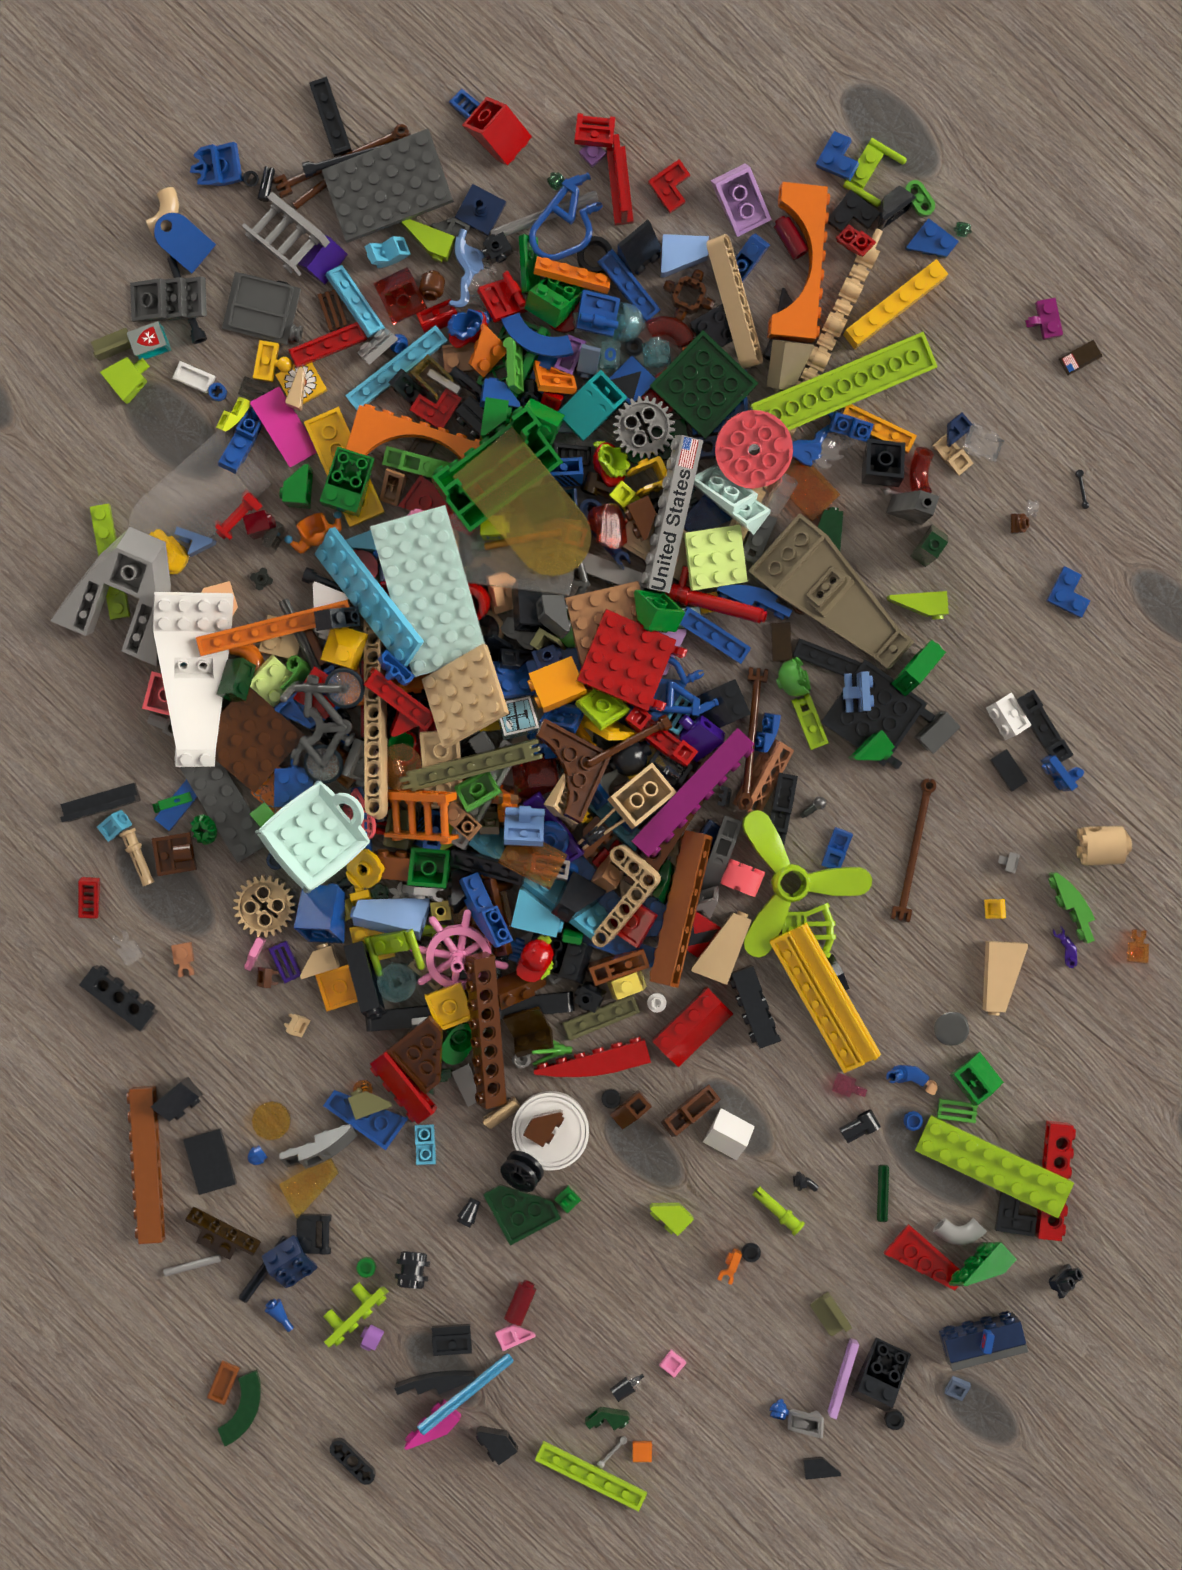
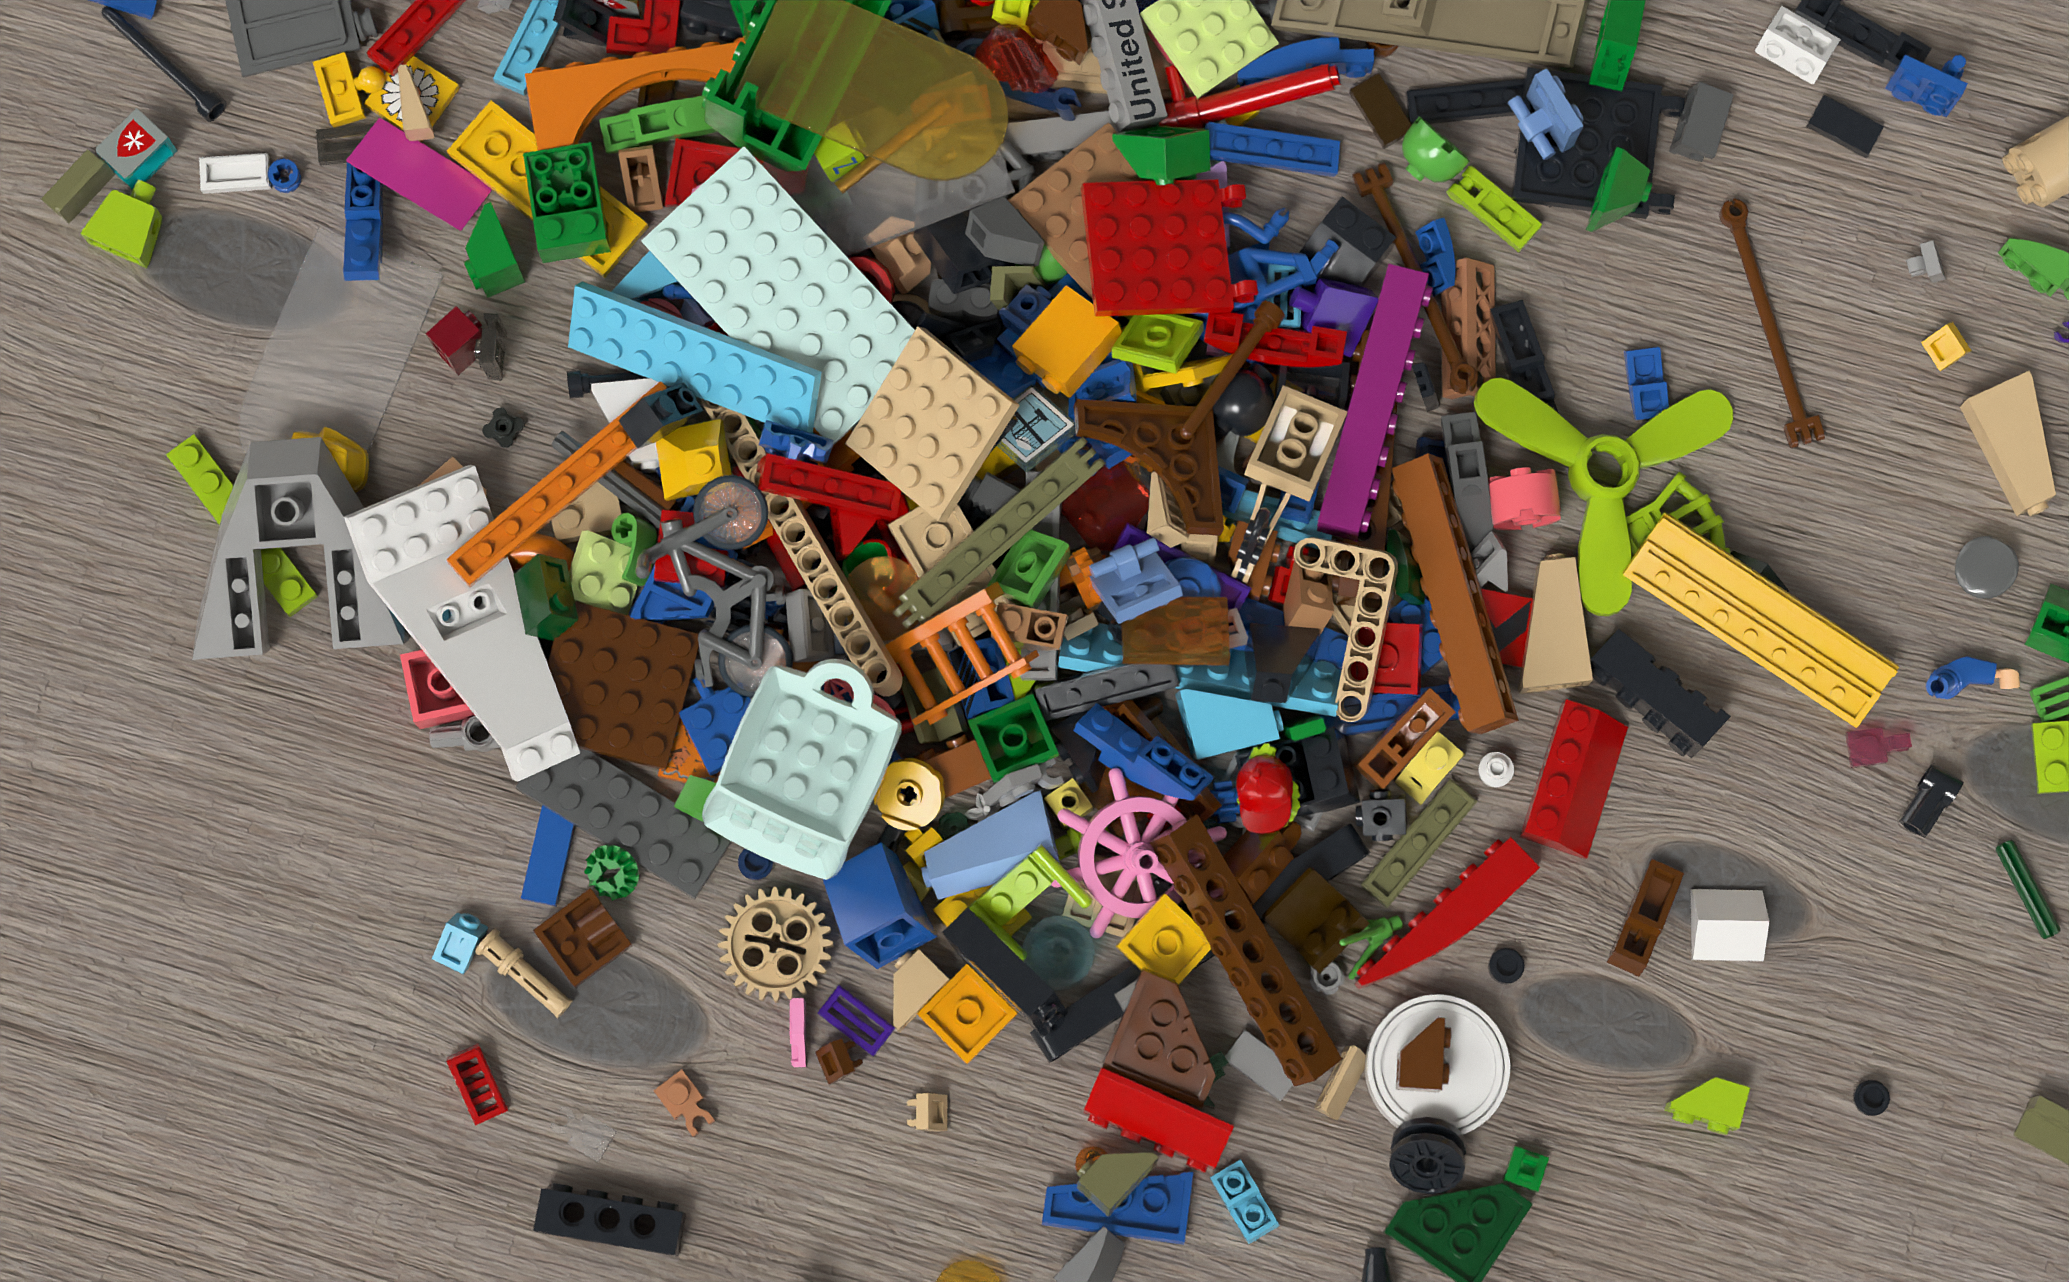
camera: 25 degrees left, 10 degrees down
(99, 802) = (417, 918): black fence -> none
(168, 299) = (134, 71): dark grey slope -> none
(169, 802) = (534, 856): green piece -> none
(199, 542) = (374, 417): medium blue slope -> none
(229, 419) = (326, 203): neon yellow slope -> none
(248, 503) = (425, 307): red fence -> none
(312, 531) = (548, 311): orange piece -> none
(457, 1044) = (1211, 1000): green piece -> none
(631, 1109) = (1549, 964): reddish brown slope -> none
(732, 1262) = (1850, 1126): orange plate -> none
(785, 1216) = (1892, 1008): lime pin -> none
(801, 1182) = (1886, 938): black plate -> none
(818, 804) = (1578, 327): piece -> none
(913, 1120) = (2009, 747): blue plate -> none

